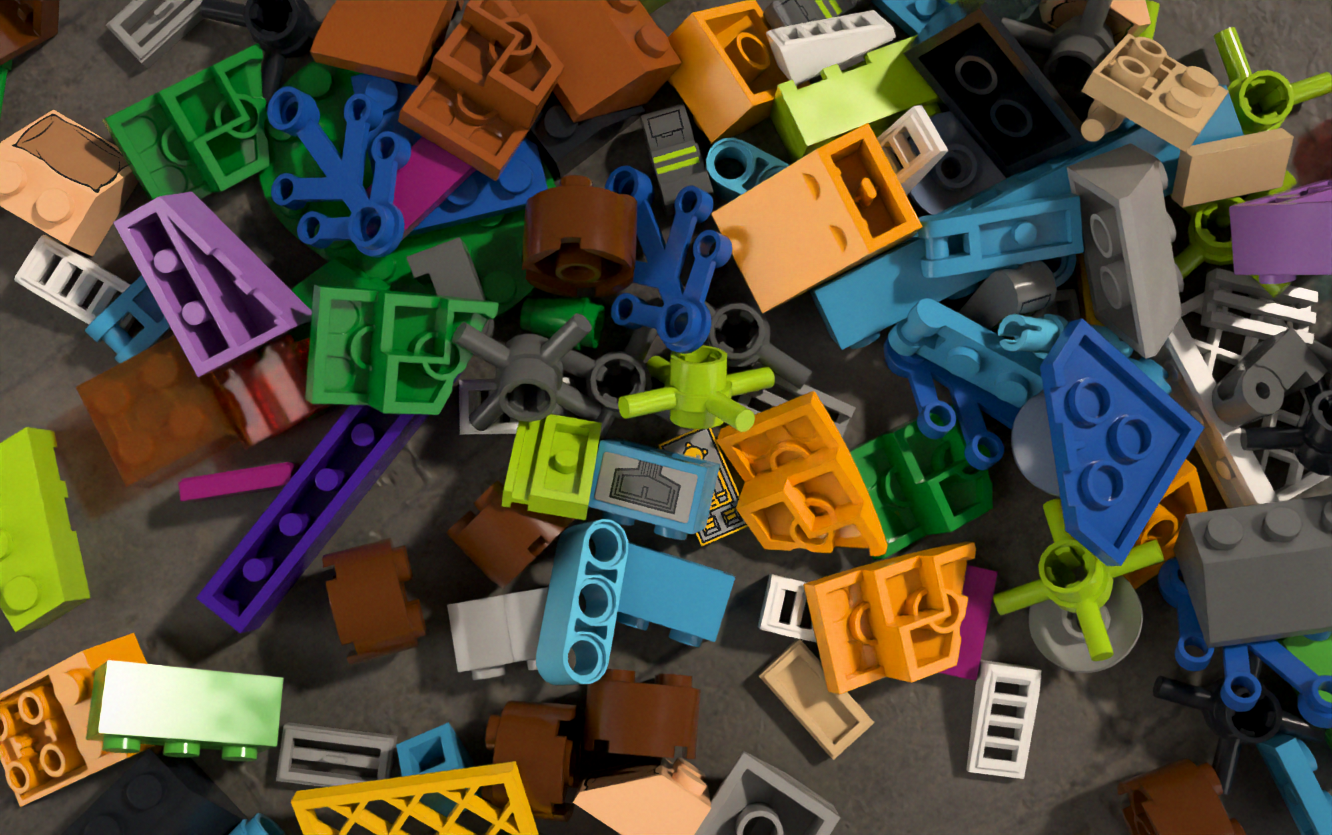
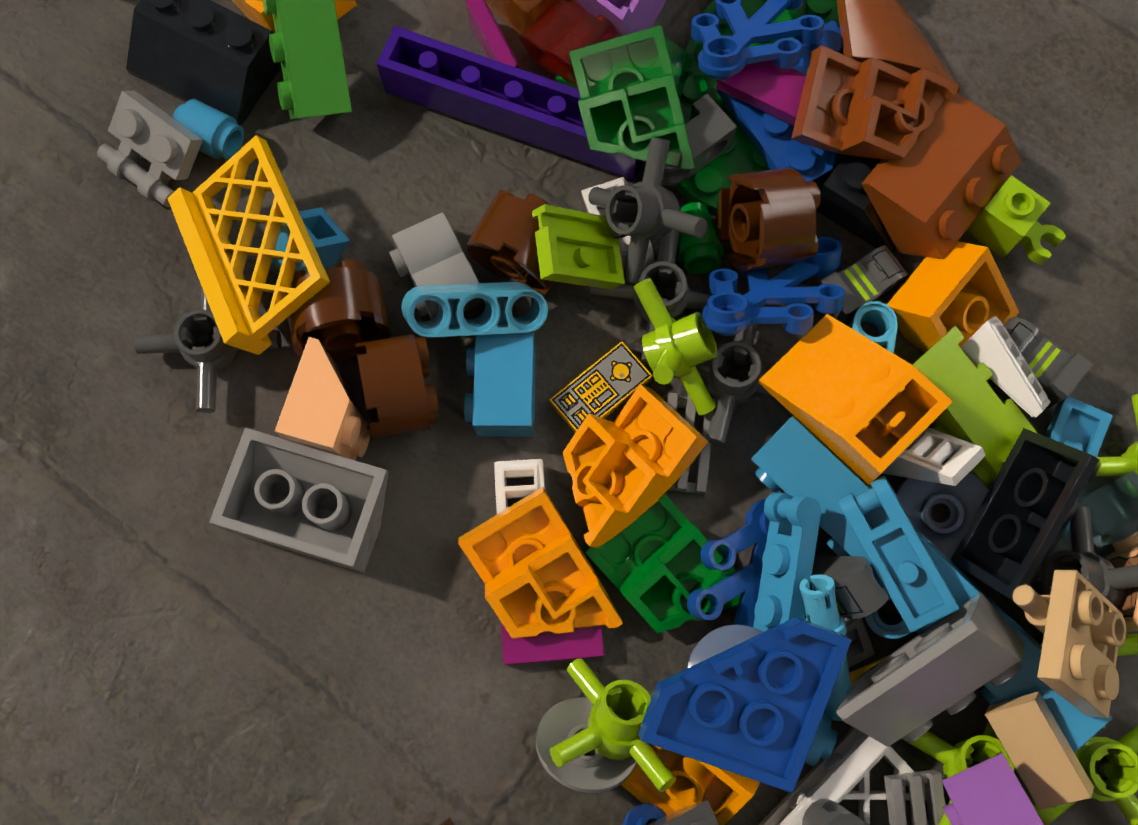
camera: 75 degrees right, 10 degrees down
(289, 751) = (297, 140): light grey tile -> none
(372, 600) = (429, 156): reddish brown brick -> none
(652, 487) = (585, 341): brick -> none
(801, 686) = (437, 547): tan tile -> none
(1026, 702) = (517, 690): white slope -> none

